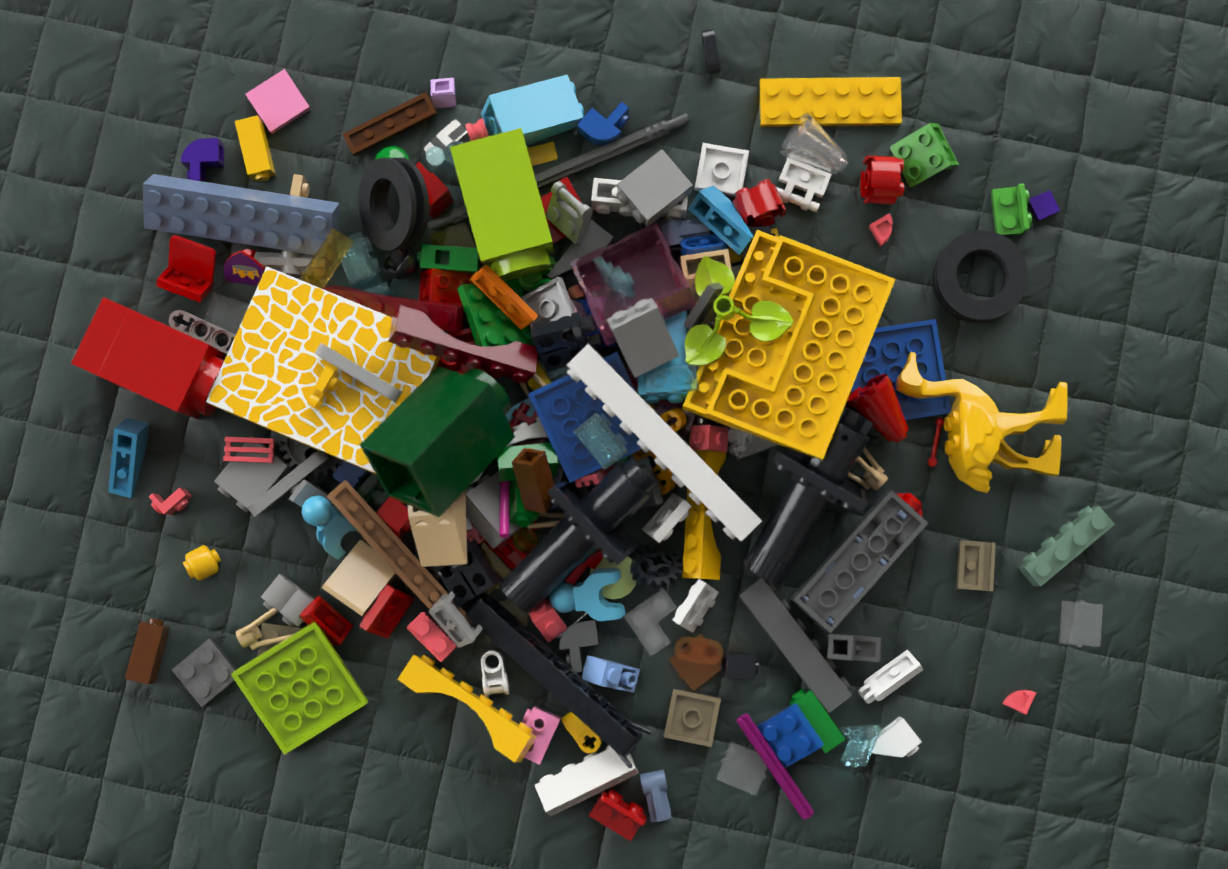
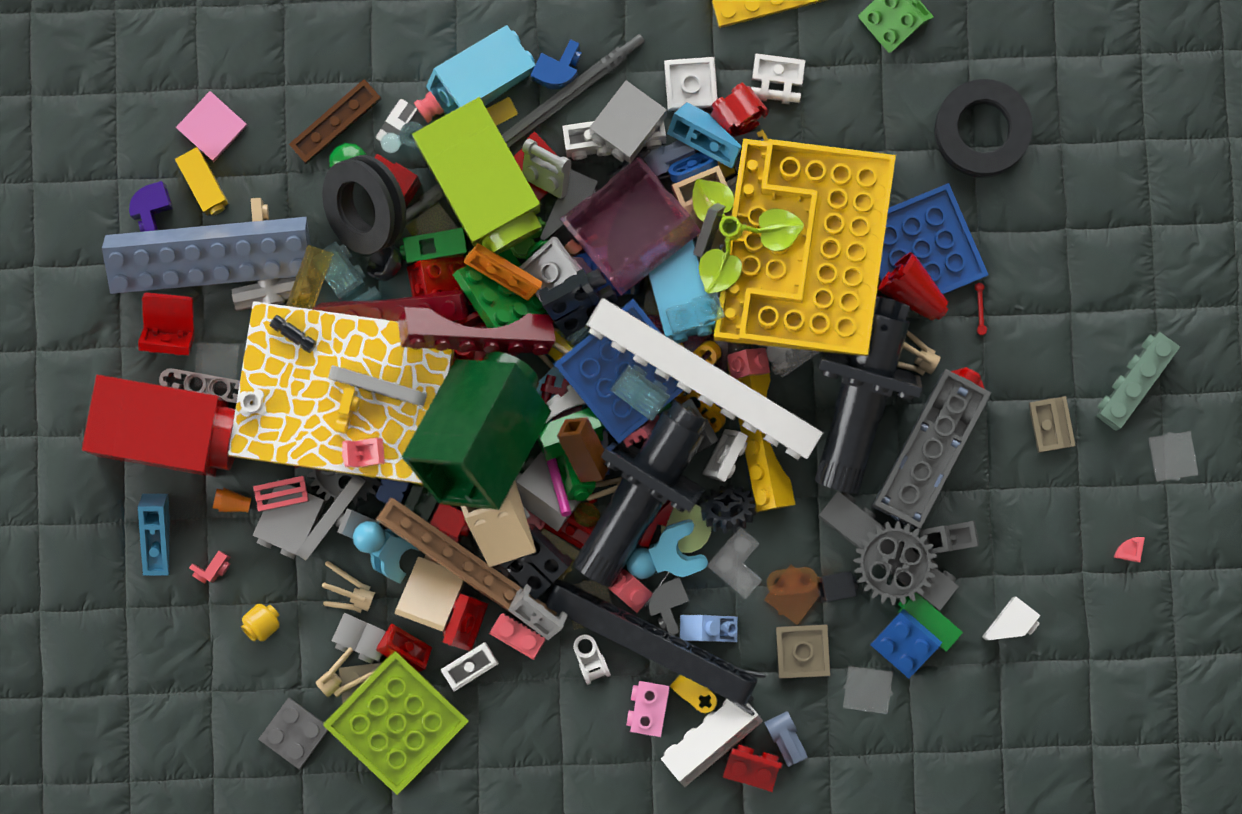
camera: 15 degrees left, 0 degrees up
(147, 651) = (229, 726): reddish brown brick -> none
(204, 445) = (230, 501): none -> orange cone
(234, 354) = (247, 397): none -> white plate
(243, 268) = (226, 310): dark purple shield -> none
(294, 305) = (293, 333): none -> black axle
(298, 564) = (360, 597): none -> tan plant
(328, 431) = (363, 453): none -> coral bracket
(381, 653) = (469, 666): none -> white brick
(443, 93) = (381, 74): lavender slope -> none
(507, 736) = (621, 715): yellow arch -> none
(615, 277) = (611, 223): clear light blue slope -> none
(642, 337) = (656, 277): light grey brick -> none
(695, 606) = (778, 536): white plate -> none
(775, 766) = (899, 679): magenta axle -> none
(814, 146) = (779, 36): clear cone -> none
(818, 671) = (918, 570): none -> dark grey gear
(860, 744) = (979, 632): clear light blue slope -> none
(881, 180) = (857, 53): red brick -> none
(882, 229) = (871, 103): coral tile -> none
(890, 677) = (993, 559): white hinge -> none
(979, 429) = (1020, 285): yellow animal -> none
(1011, 210) = (998, 51): bright green bracket -> none
(1043, 205) = (1030, 38): dark purple tile -> none

